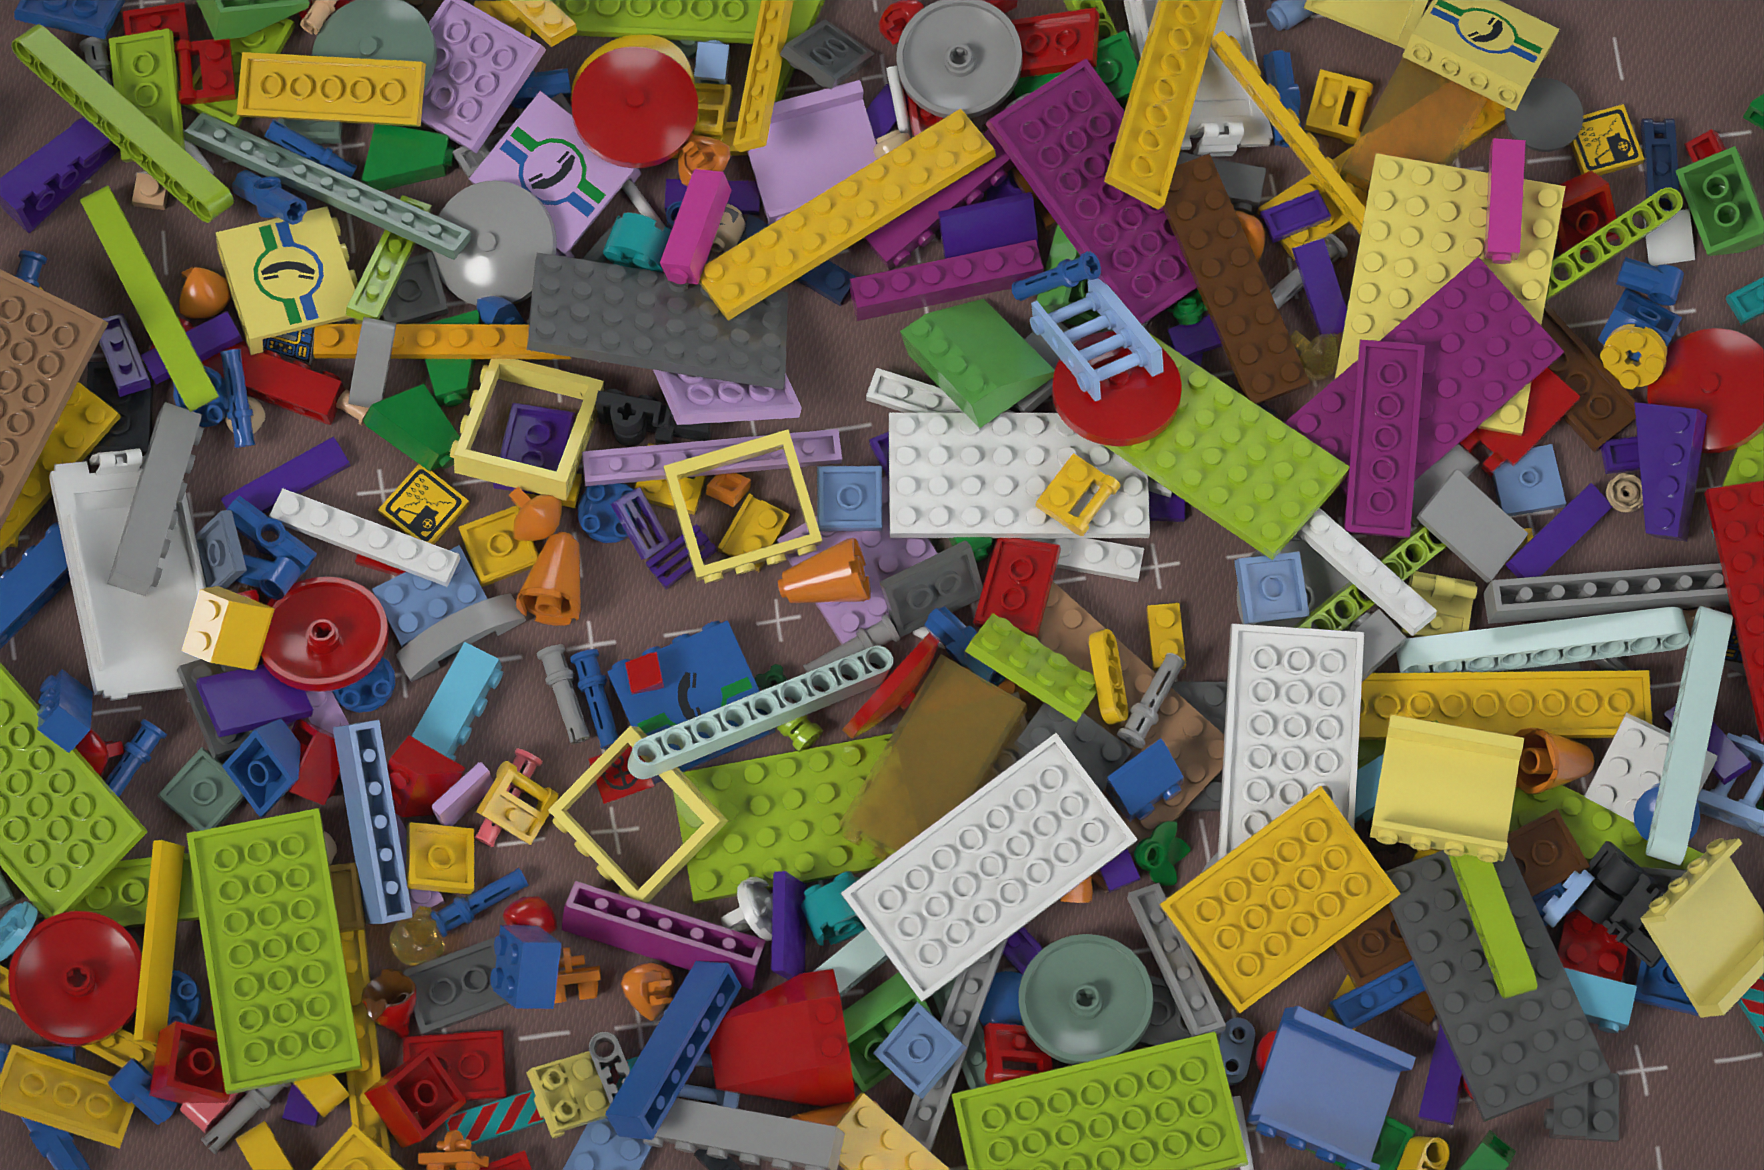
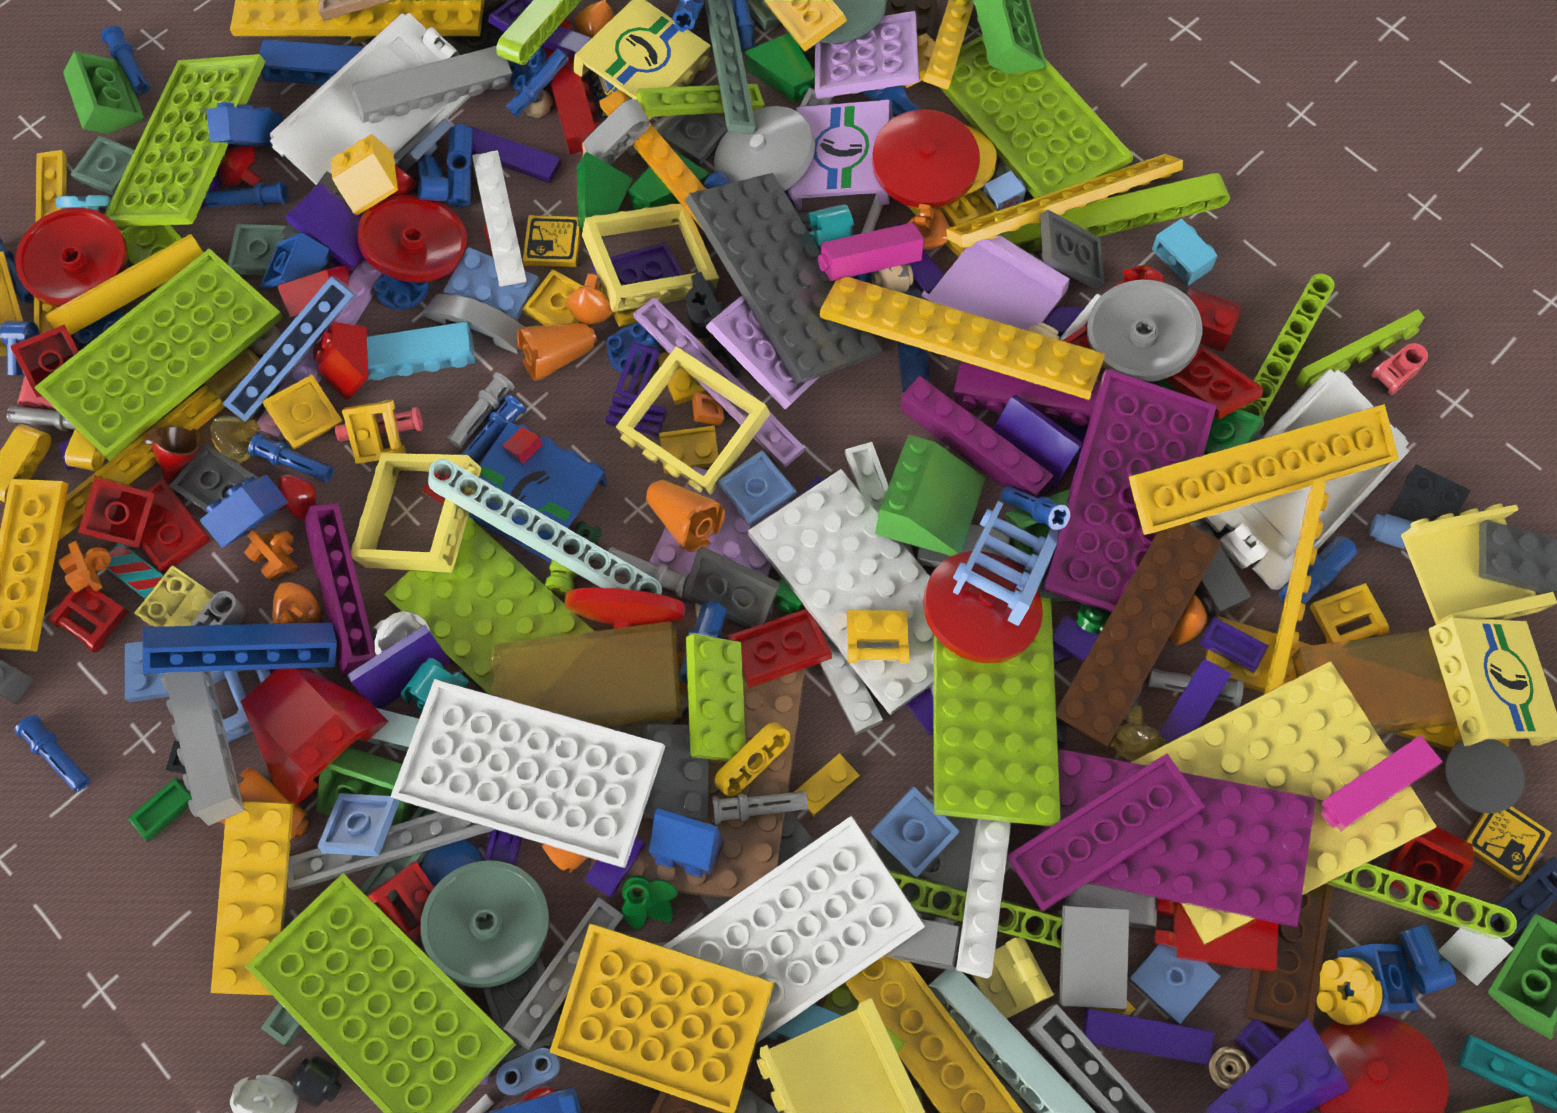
camera: 60 degrees right, 5 degrees down
(463, 795) = (350, 391): lavender tile -> none

